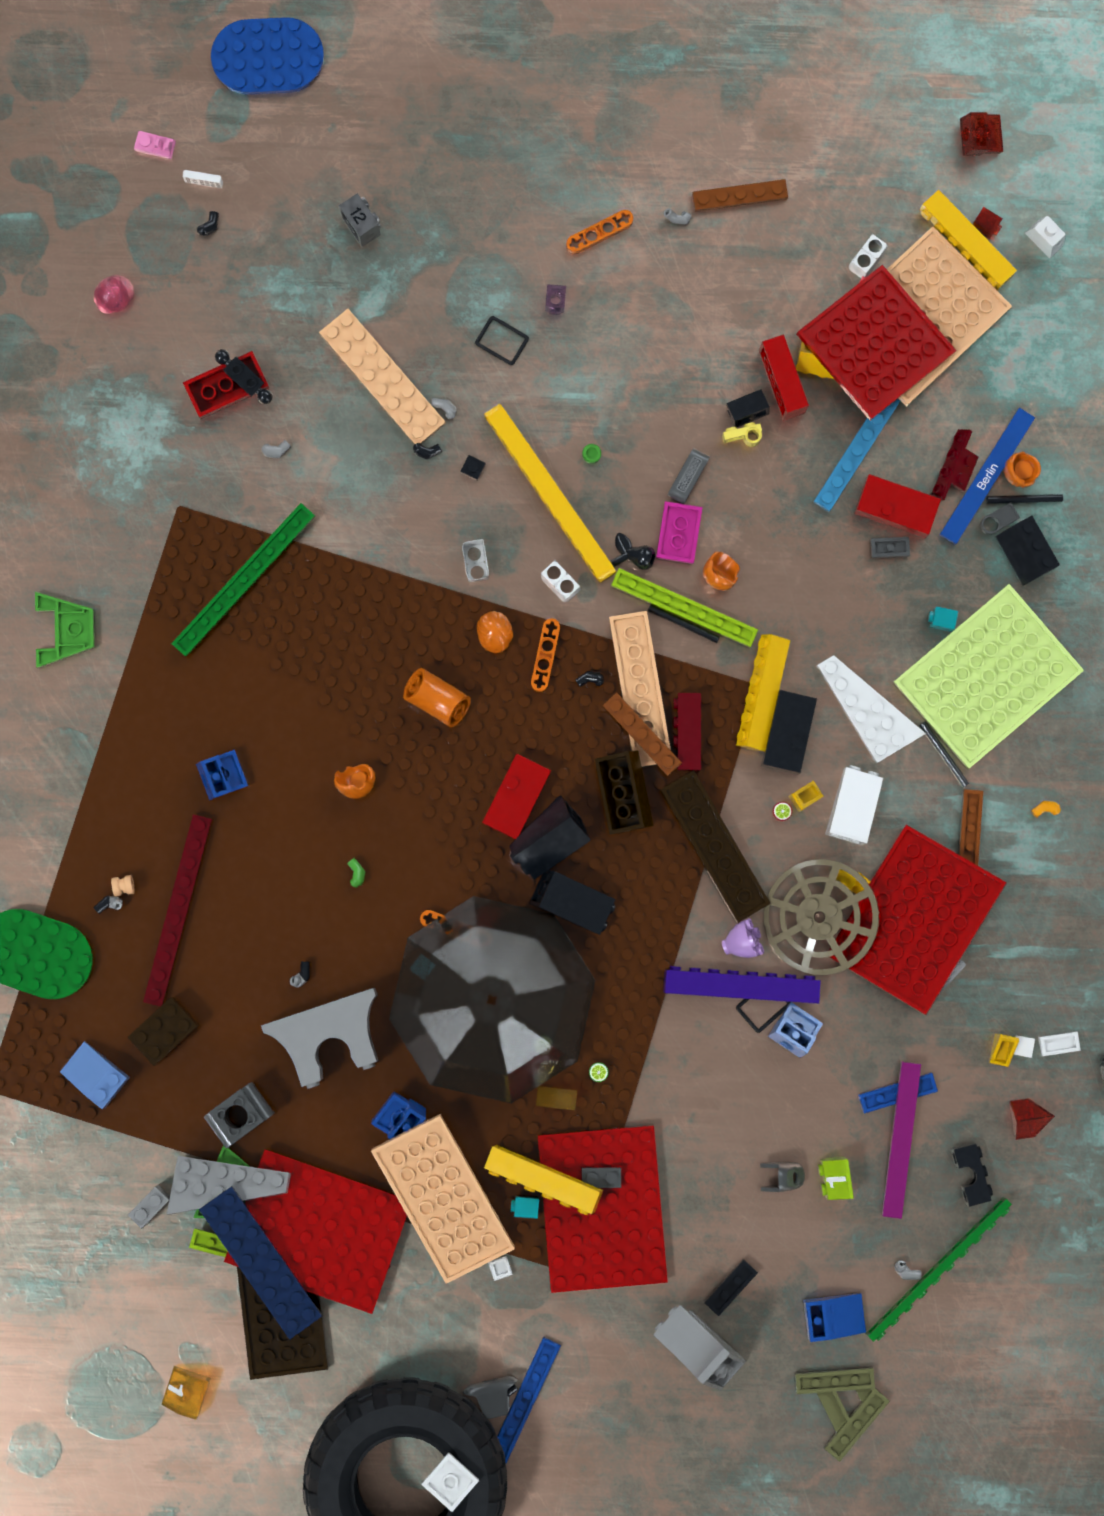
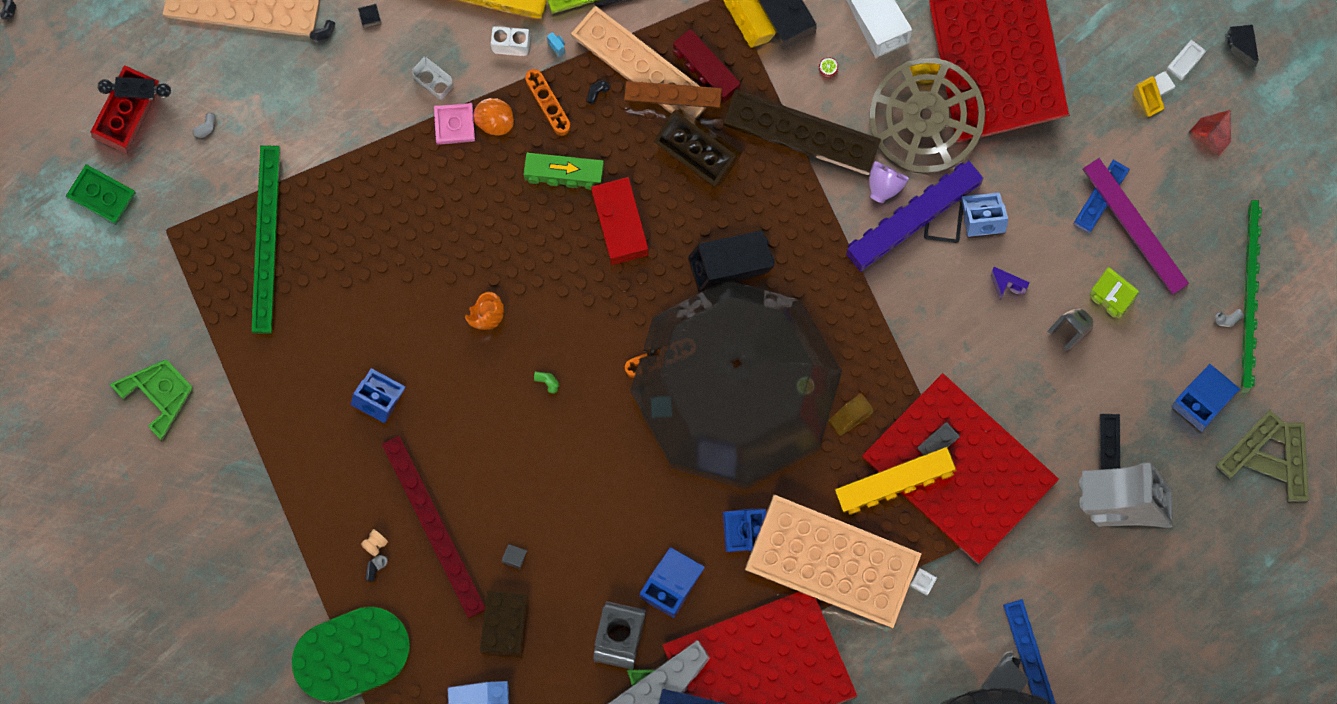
camera: 30 degrees left, 10 degrees down
(153, 436) = (100, 194): none -> green plate
(216, 985) = (514, 557): none -> dark grey slope
(303, 976) = (575, 492): arm -> none
(307, 1030) = (633, 496): light grey piece -> none
(313, 1108) = (671, 582): none -> blue slope
(436, 697) = (492, 198): orange brick -> none
(461, 610) = (454, 123): none -> bright pink tile
(509, 720) = (563, 170): none -> bright green brick
(525, 1207) = (901, 515): teal brick -> none
(549, 839) = (672, 228): black slope -> none
(593, 614) = (556, 43): none -> medium azure plate
(598, 1072) = (865, 370): tile -> none
(763, 1093) = (1003, 280): none -> dark purple slope
(806, 796) = (835, 42): yellow slope -> none
(977, 1190) = (1198, 195): black arch -> none

